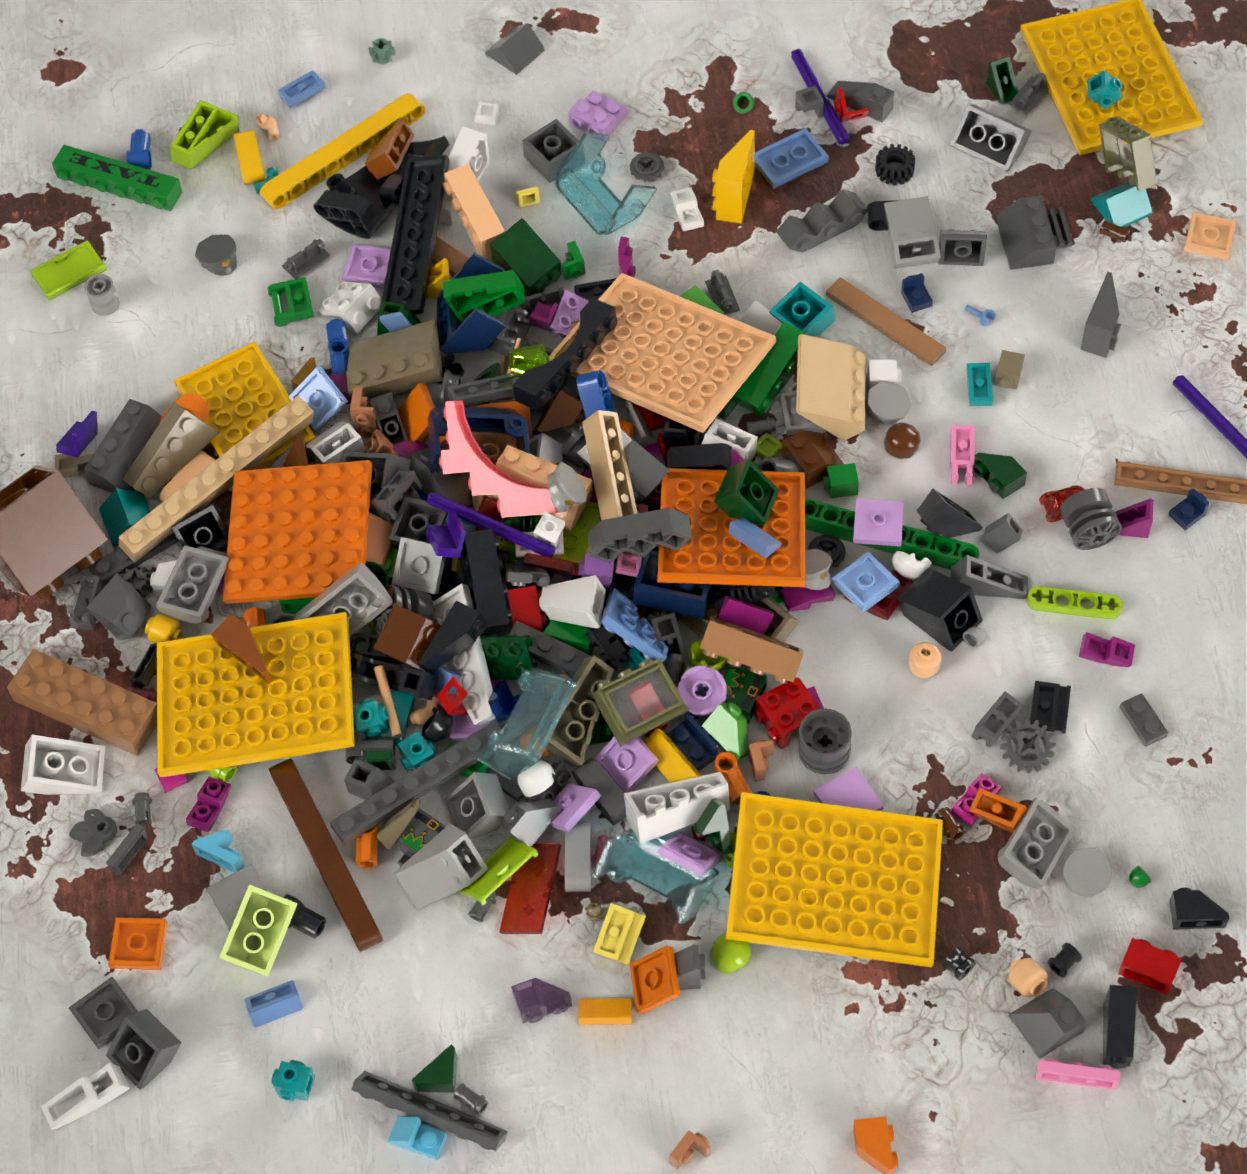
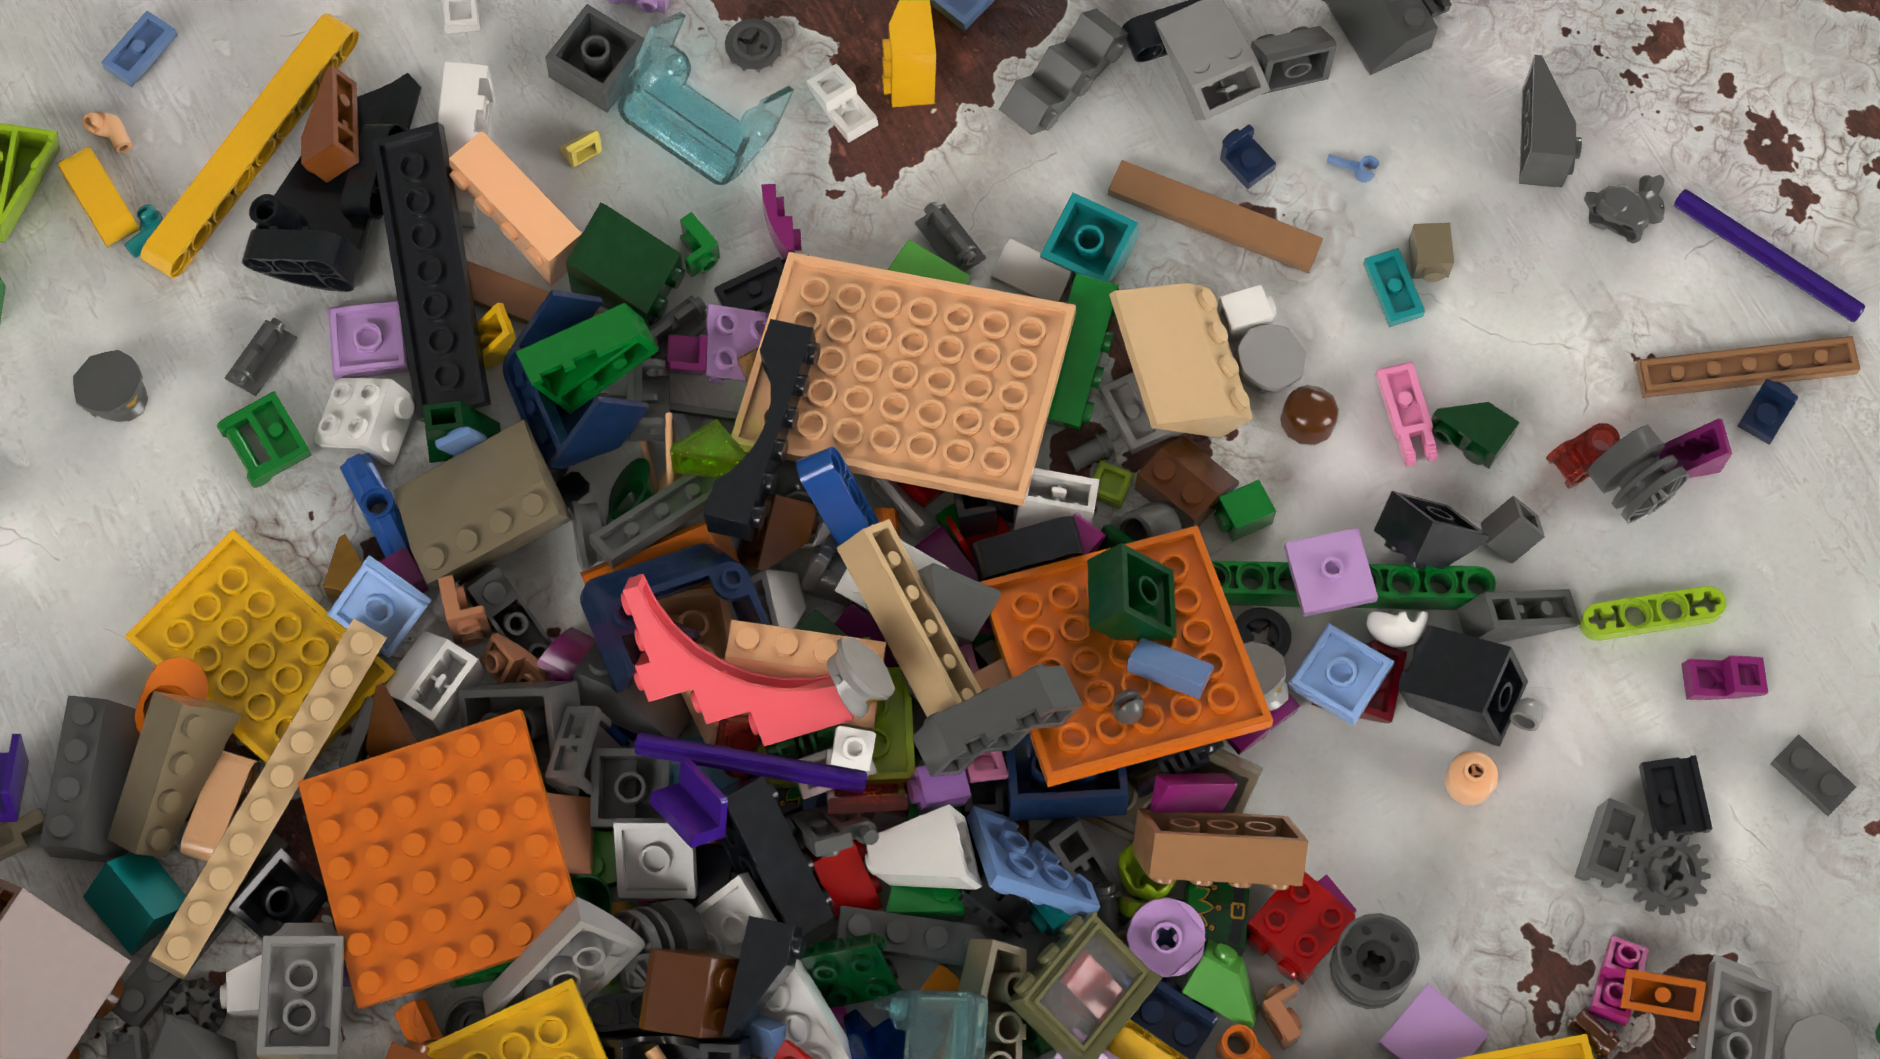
camera: 25 degrees left, 10 degrees up
(415, 413) = (549, 587): orange tile -> none
(720, 550) = (1130, 712): none -> dark grey hinge
(1139, 377) = (1625, 210): none -> dark grey animal

